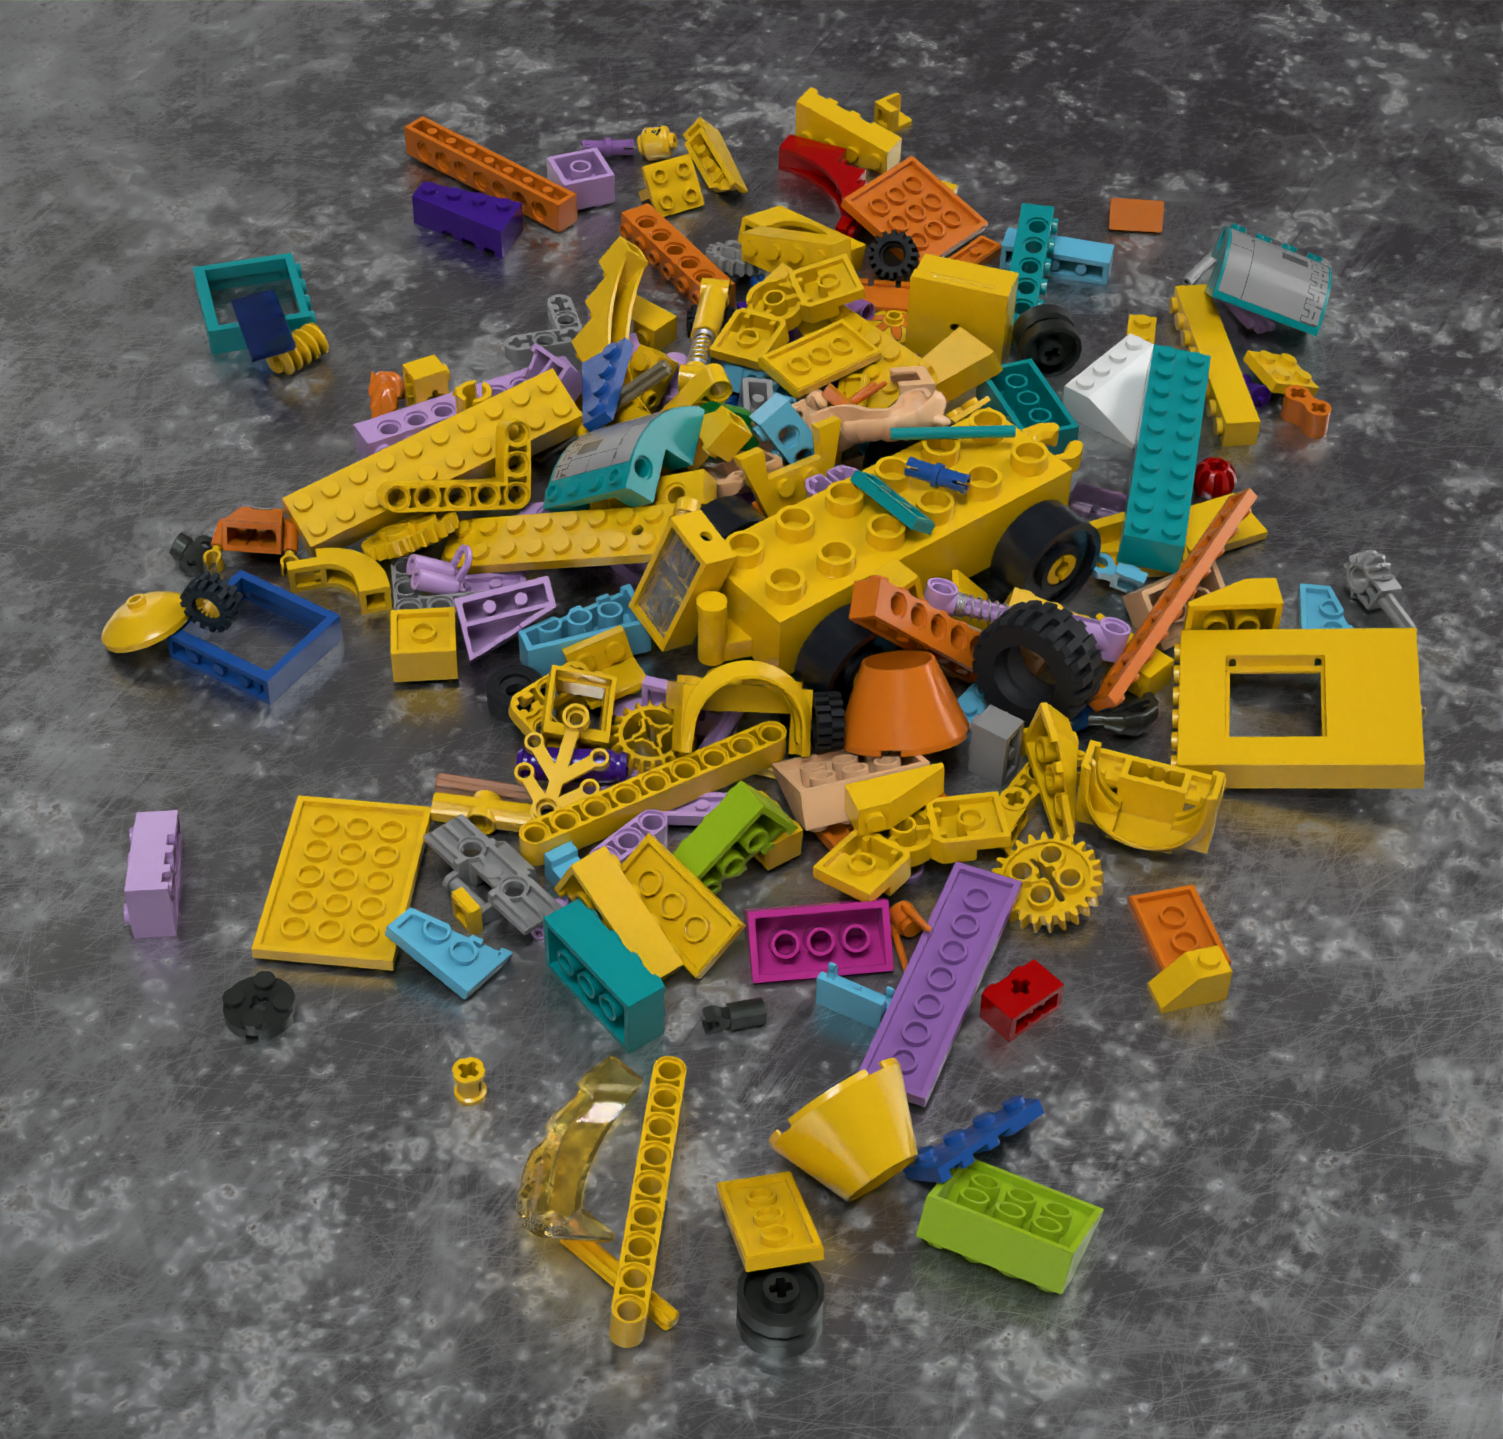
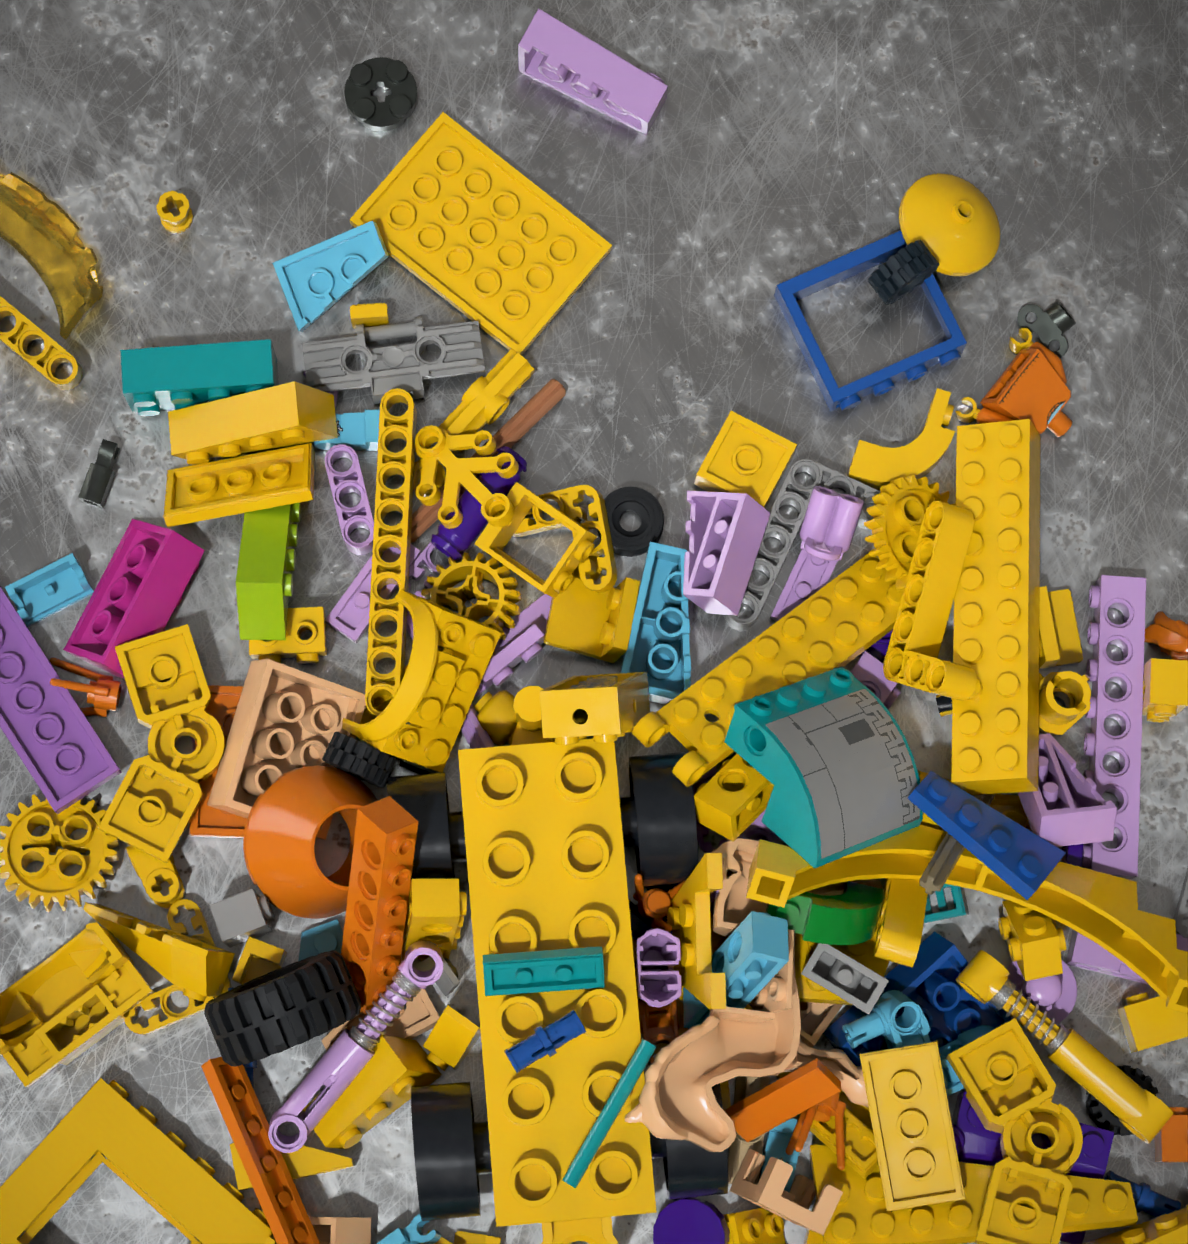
camera: 120 degrees right, 35 degrees up
(891, 798) = (210, 731): yellow slope -> none
(1128, 718) = (201, 1107): pearl dark grey piece -> none

